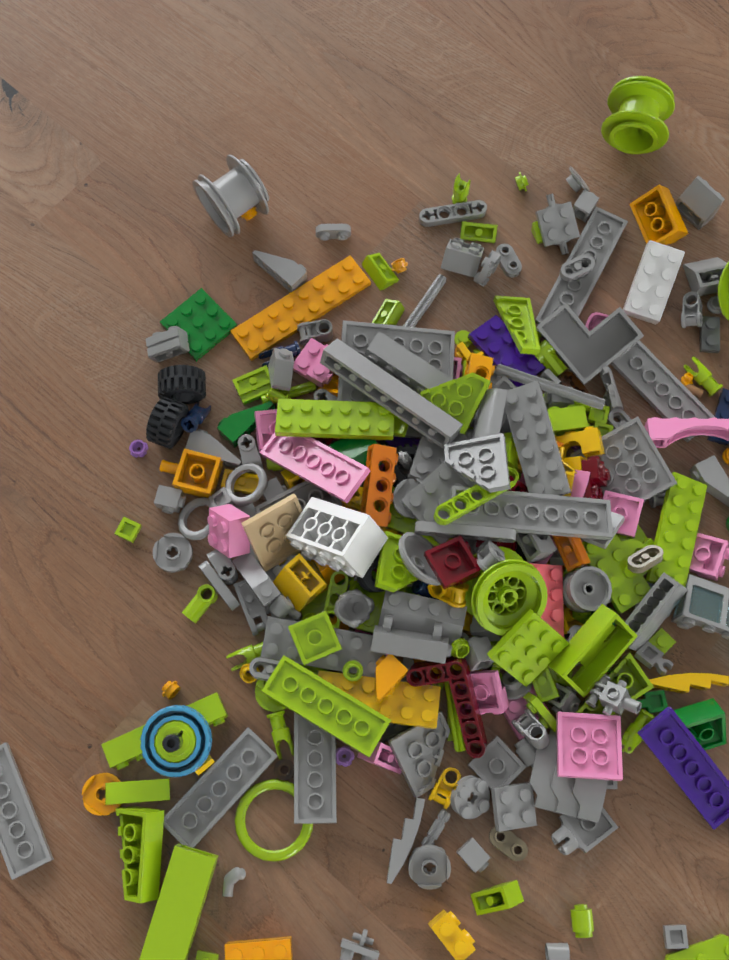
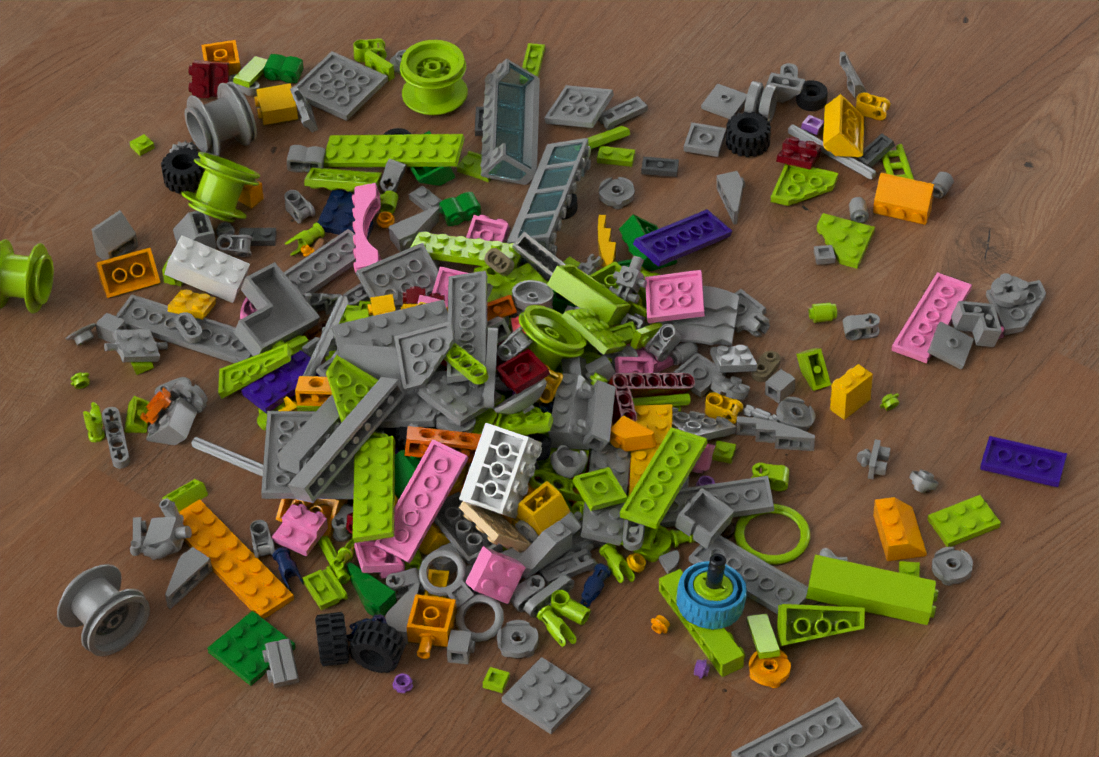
camera: 90 degrees left, 25 degrees down
(107, 575) = (546, 695): none -> light grey plate
(112, 725) = (701, 668): none -> medium lavender plate
(183, 588) = (556, 626): none -> lime piece
(226, 628) = (595, 584): none -> dark blue piece
(249, 708) = (669, 561): none -> light grey tile
(277, 747) = (704, 518): none -> light grey piece
(281, 369) = (310, 556): light grey slope -> none
(323, 249) = (164, 534): none -> light grey torso
(344, 830) = (777, 475): none -> lime piece
(352, 677) = (627, 463): lime plate -> none
(389, 312) = (240, 486): lime slope -> none
(389, 781) = (724, 452): none -> lime plate
(399, 265) = (180, 476): light orange plate -> none
(476, 241) = (158, 402): none -> orange plate
(613, 273) = (196, 304): none -> yellow plate

